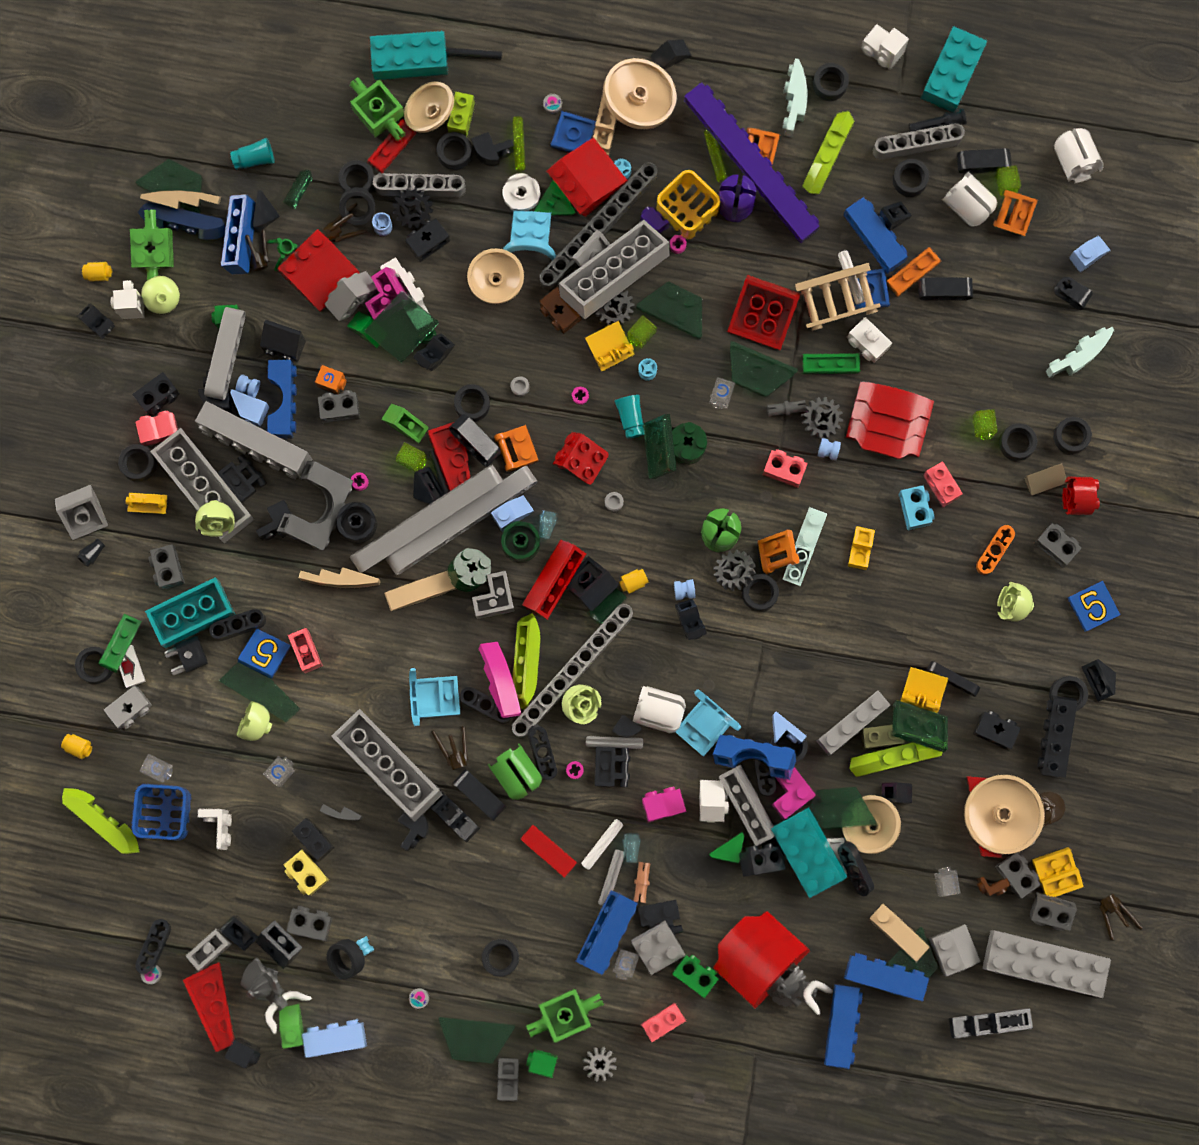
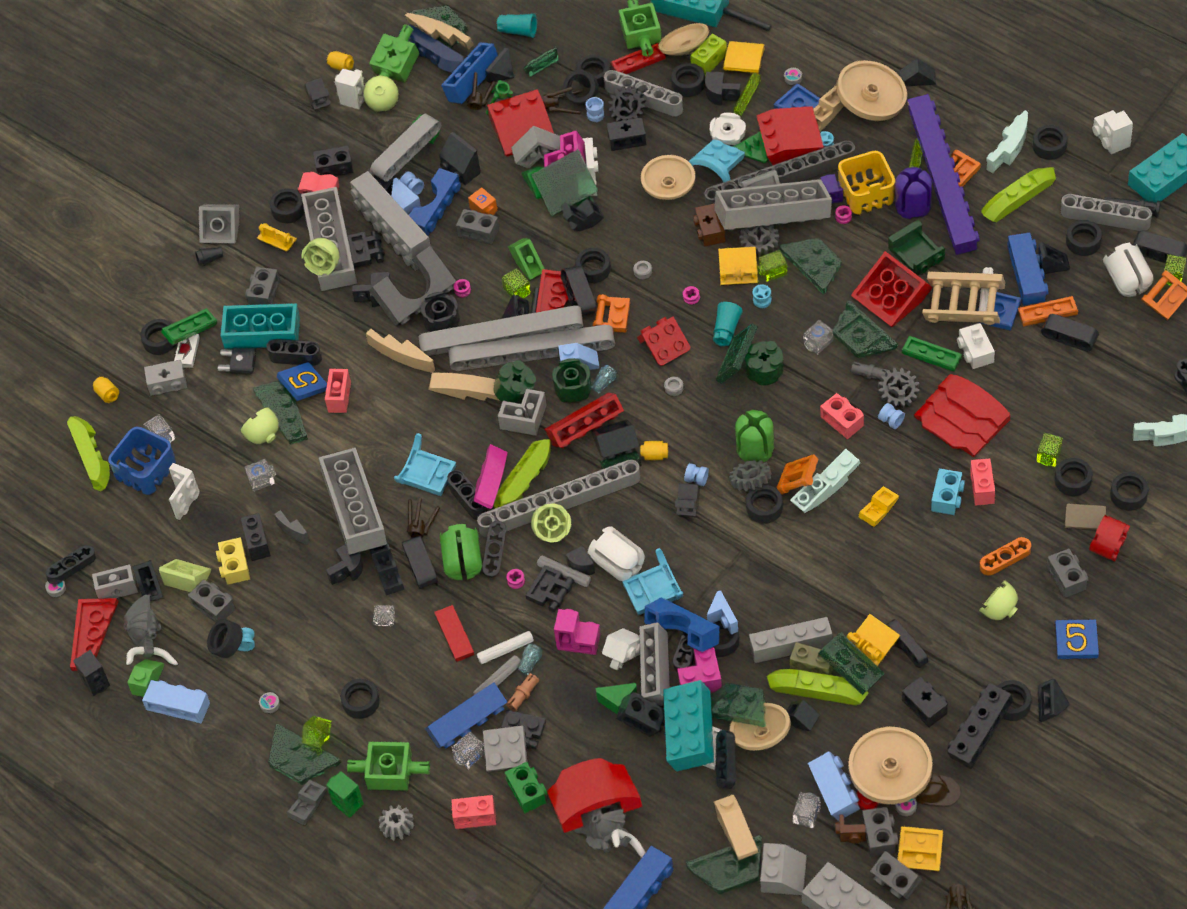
camera: 35 degrees right, 25 degrees down
(268, 905) = (183, 574): none -> yellowish green slope
(278, 944) = (173, 598): black brick -> none
(474, 862) = (383, 615): none -> clear tile
(481, 1012) = (316, 731): none -> clear neon green brick
(494, 101) = (743, 57): none -> yellow slope
(765, 256) = (915, 248): none -> dark green panel
(886, 978) = (701, 858): blue brick -> none
(961, 850) = (834, 785): none -> light blue brick

